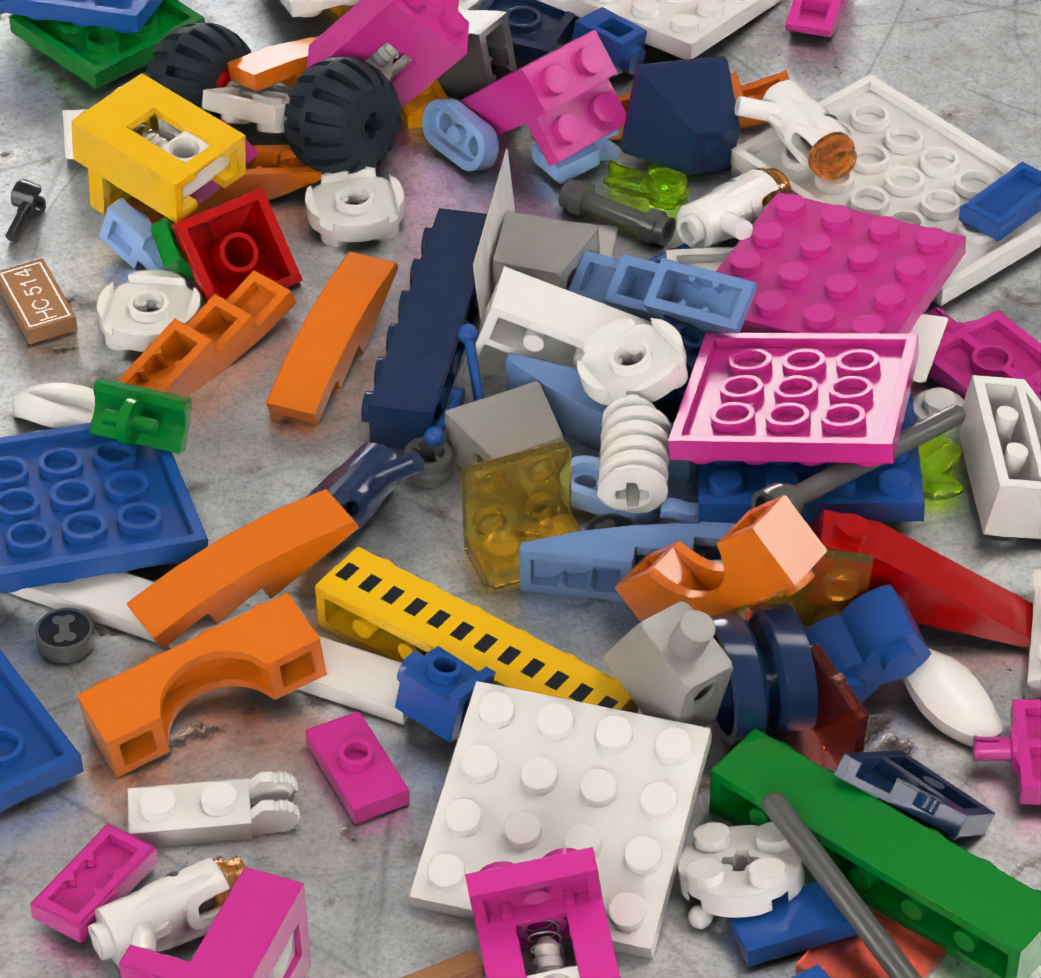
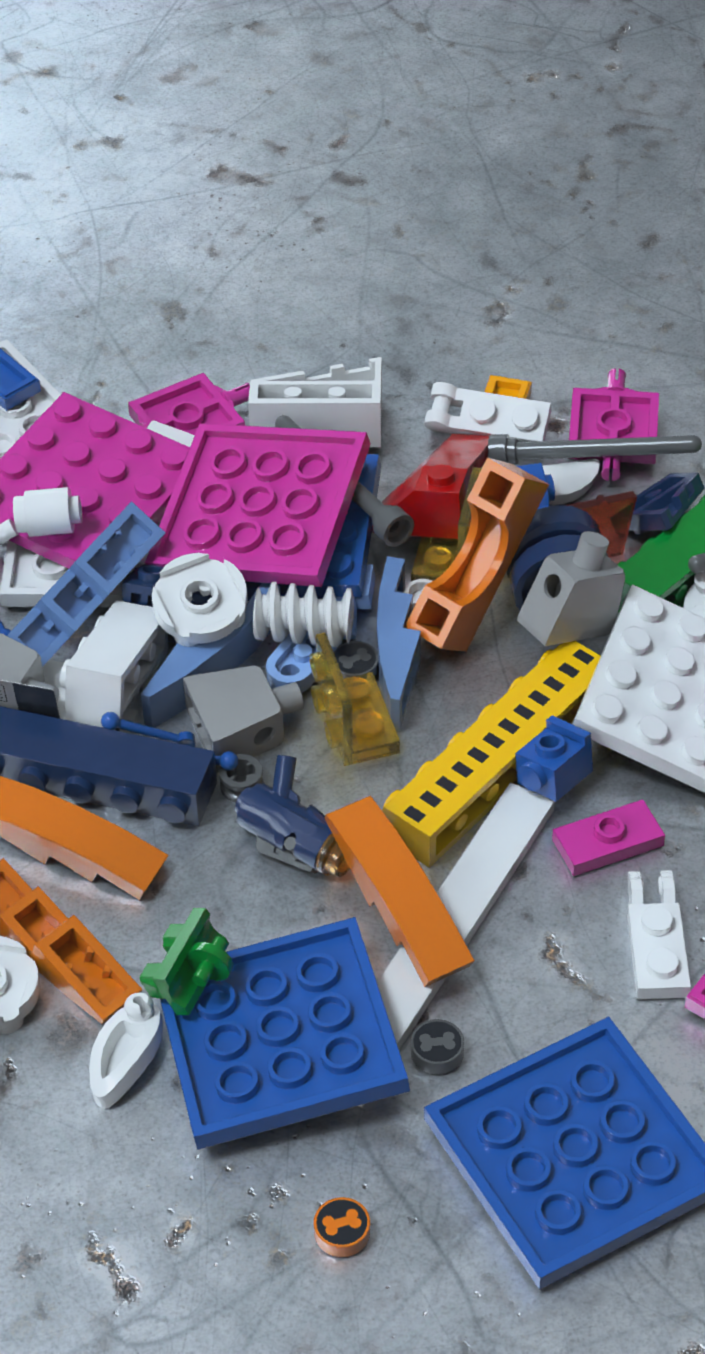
camera: 85 degrees left, 5 degrees up
(260, 650) = (560, 975): orange arch -> none
(742, 233) = (47, 512): none -> white brick
(996, 646) = (509, 450): none -> dark grey piece

